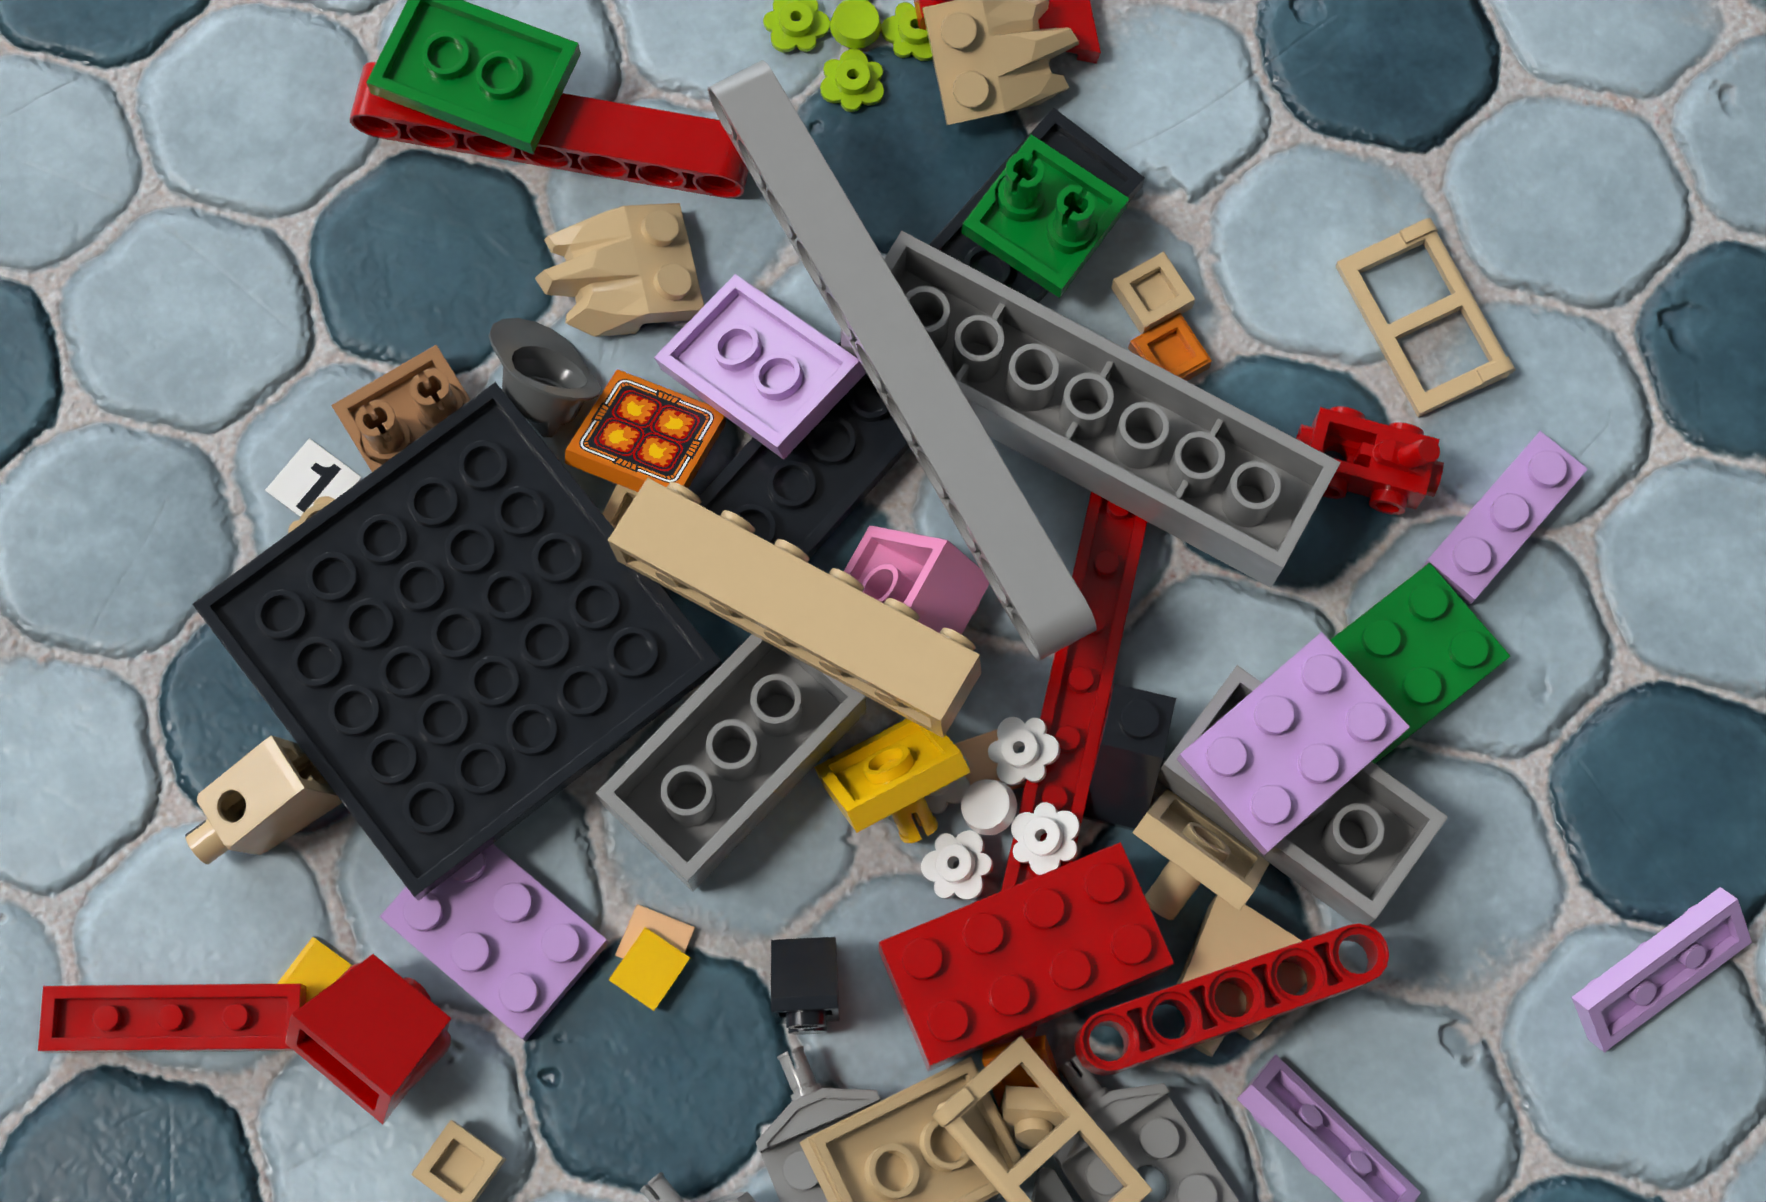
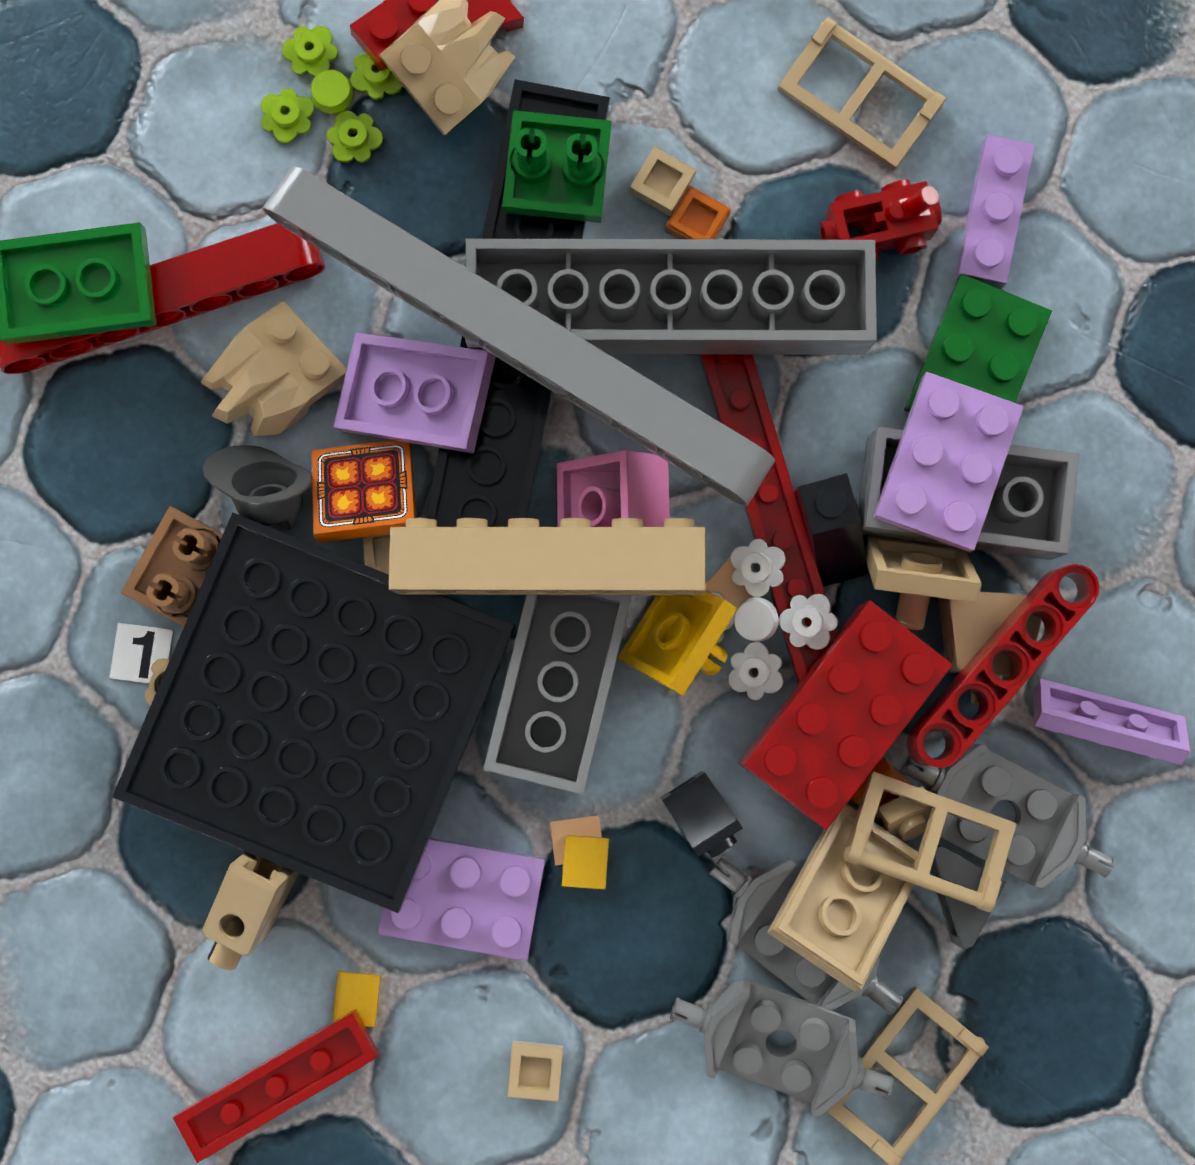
camera: 30 degrees left, 10 degrees up
(371, 1035) = (424, 1020): red torso -> none

